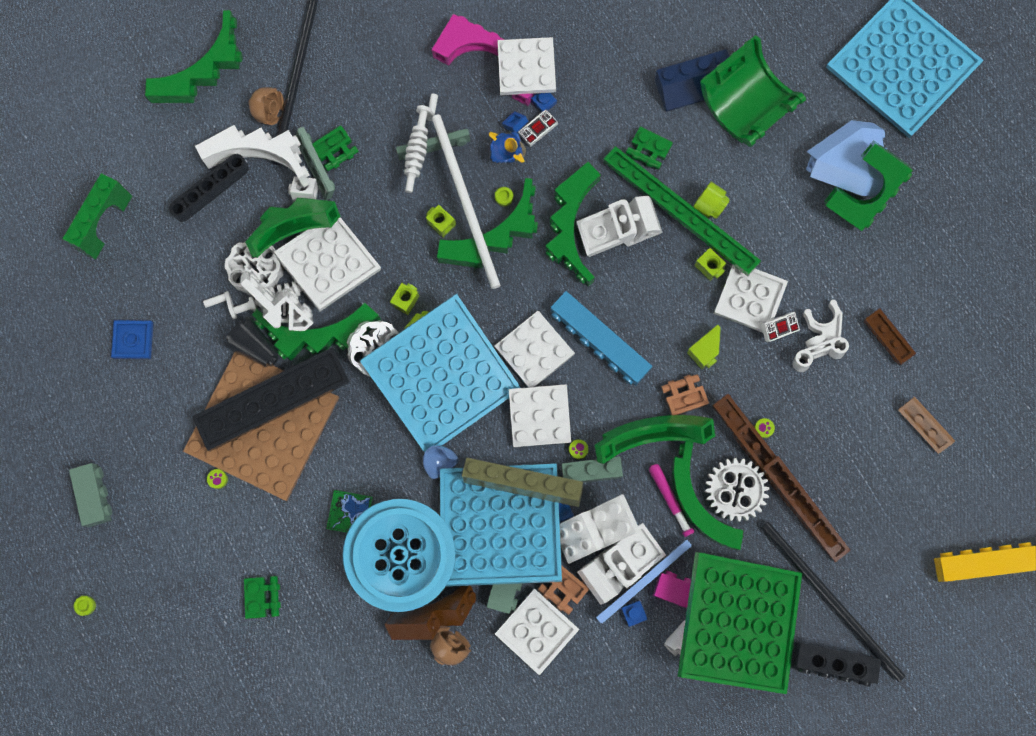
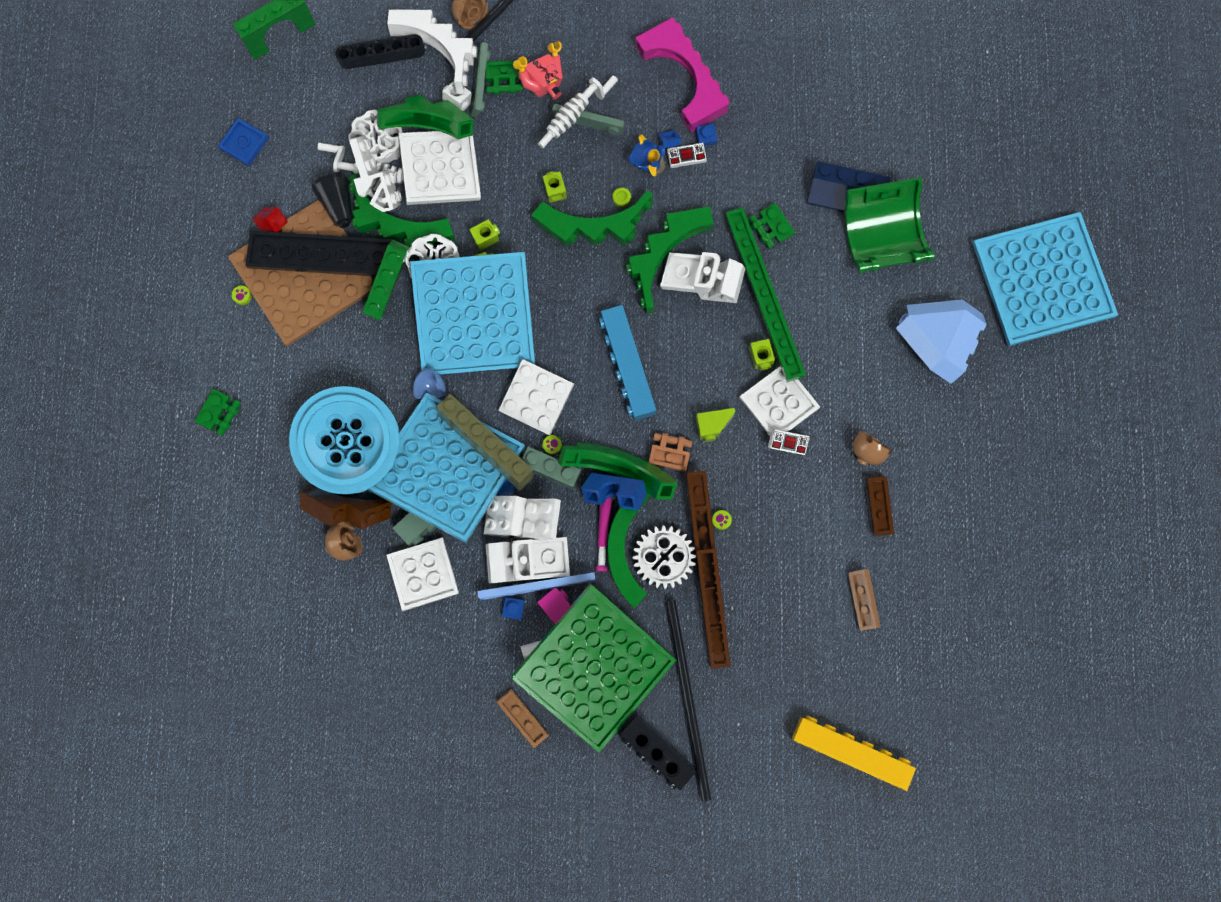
camera: 30 degrees right, 0 degrees up
(84, 605) = (75, 335): lime tile -> none
(90, 495) = (133, 248): sand green brick -> none
(203, 396) = (270, 219): none -> red brick
(345, 389) = (386, 279): none -> green brick
(345, 509) = (329, 377): tile -> none
(369, 127) = (543, 74): none -> coral torso
(466, 202) = (583, 182): white piece -> none
(526, 66) = (707, 95): white plate -> none
(534, 350) = (566, 340): white plate -> none
(570, 586) = (473, 553): nougat plate -> none
(646, 461) = (601, 487): none -> blue arch
(702, 705) = (522, 718): none -> medium nougat tile
(712, 201) = (796, 300): lime piece -> none
(824, 343) = (818, 478): white piece -> none
(852, 293) = (870, 449): none -> medium nougat cylinder
(861, 212) = (968, 363): green arch -> none

